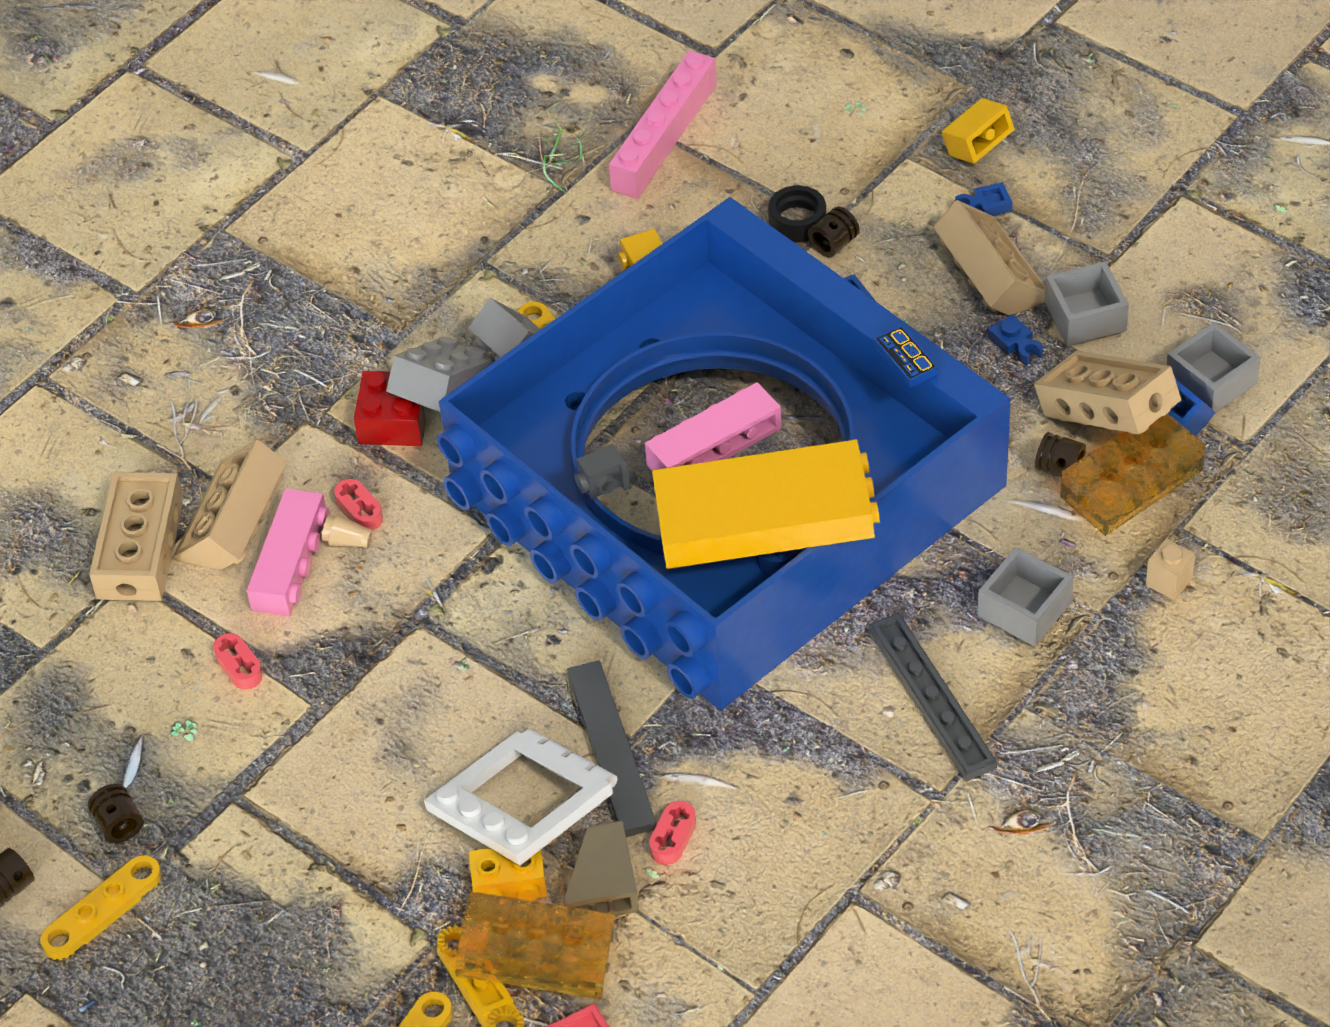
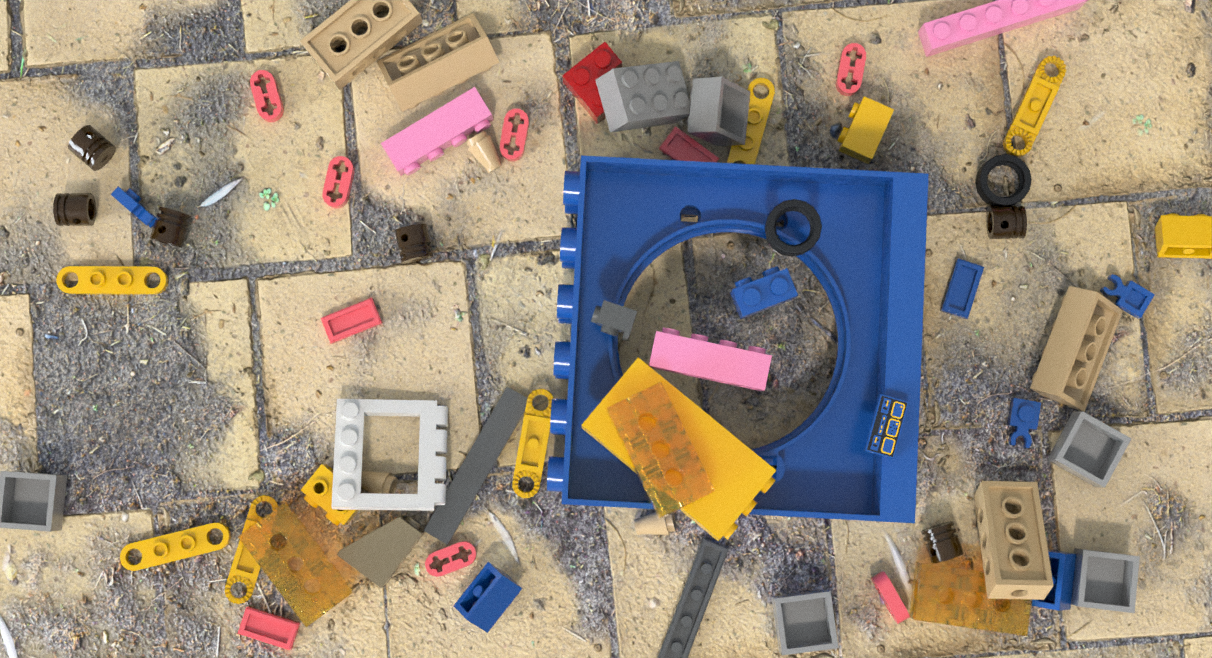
camera: 45 degrees right, 35 degrees up
(57, 830) = (131, 200): none -> blue plate
(100, 653) = (273, 94): none -> coral beam
(365, 640) = (414, 243): none -> dark brown piece
(368, 746) = (351, 320): none -> coral tile
(593, 244) = (857, 71): none -> coral beam
(640, 685) = (532, 444): none -> yellow plate
(669, 325) = (798, 206): none -> black tyre
(699, 359) = (764, 293): none -> blue brick
(740, 818) = (487, 597): none -> blue brick
(748, 492) = (670, 432): none -> clear yellow brick
(759, 153) = (1034, 106): none -> yellow plate
(818, 645) = (652, 525): none -> tan cone
(1071, 528) = (890, 597): none -> coral beam

